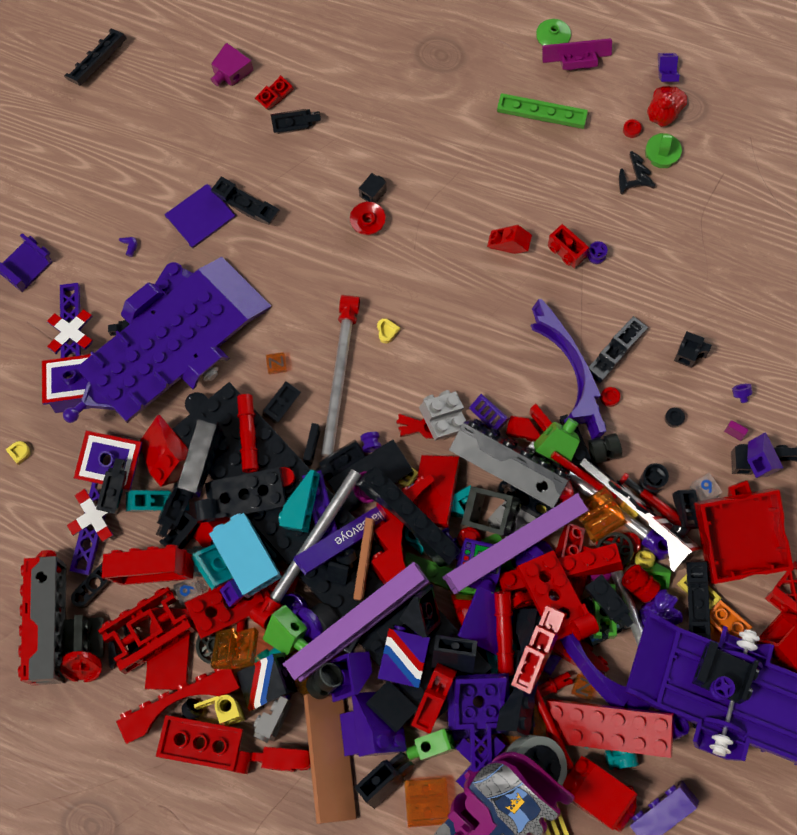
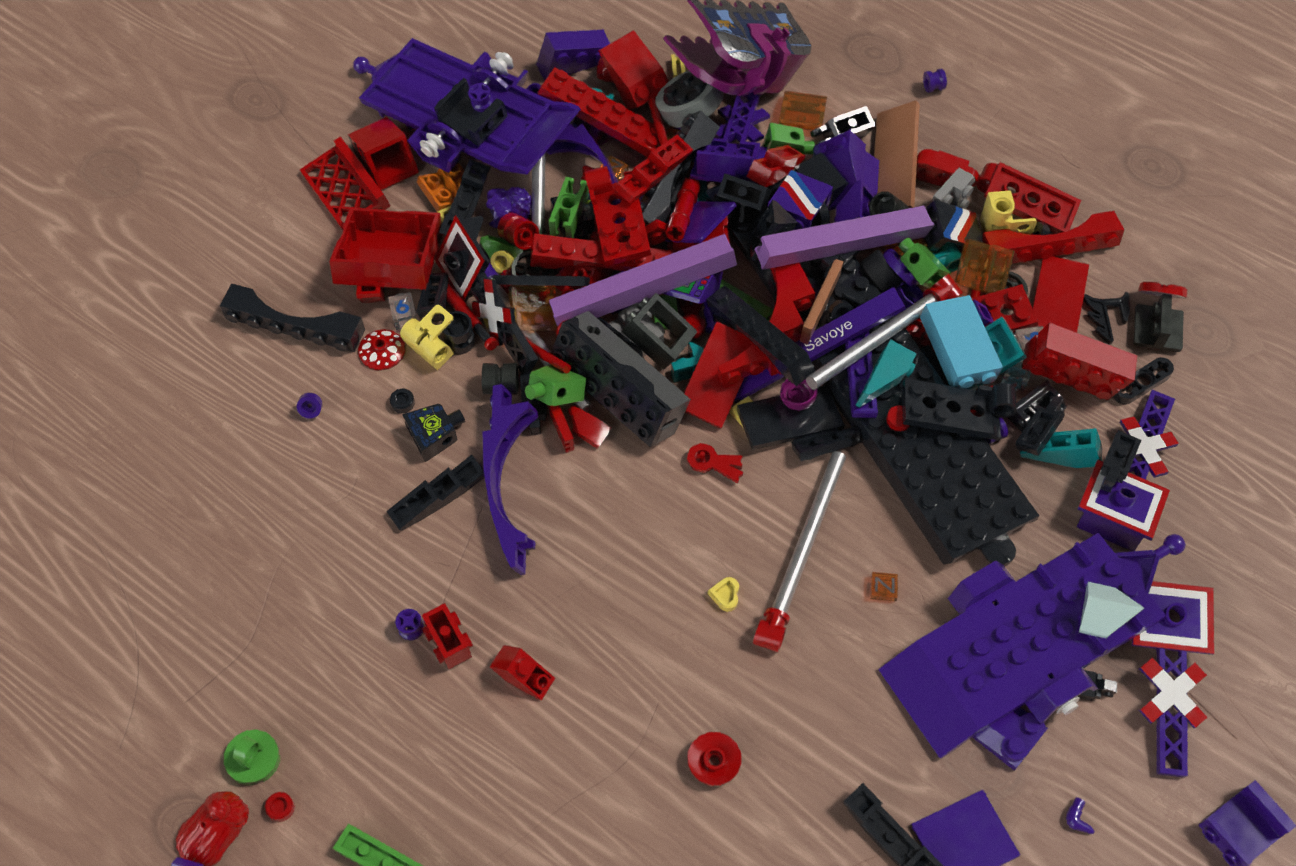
camera: 170 degrees left, 10 degrees down
(19, 451) = (1243, 556): light yellow tile -> none
(42, 619) = (1209, 345): dark grey piece -> none
(118, 354) = (1106, 610): none -> light aqua slope
(155, 642) = (1082, 293): red fence -> none
(163, 452) = (1049, 493): red slope -> none
(200, 457) = (1002, 457): slope -> none
(247, 433) = (937, 498): red piece -> none
(281, 402) = (887, 527): black hinge -> none
(312, 444) = (856, 469): black tile -> none
(370, 441) = (781, 454): dark purple wheel -> none
(373, 188) = (694, 805): black brick -> none
(443, 414) = (682, 460): light grey plate -> none
(503, 418) = (621, 438): dark purple slope -> none
(601, 529) = (542, 280): none -> black tile
(609, 601) = (561, 203): black hinge -> none
(610, 396) = (468, 442): red tile -> none
(640, 172) = (302, 720): black piece -> none
(641, 395) = (433, 429): none -> torso
(677, 465) = (424, 338): none -> light yellow piece
(691, 348) = (347, 466): black brick -> none
(702, 462) = (381, 357): none -> red dish
(736, 430) = (339, 364): magenta tile -> none
(763, 457) = (327, 309): dark purple slope -> none

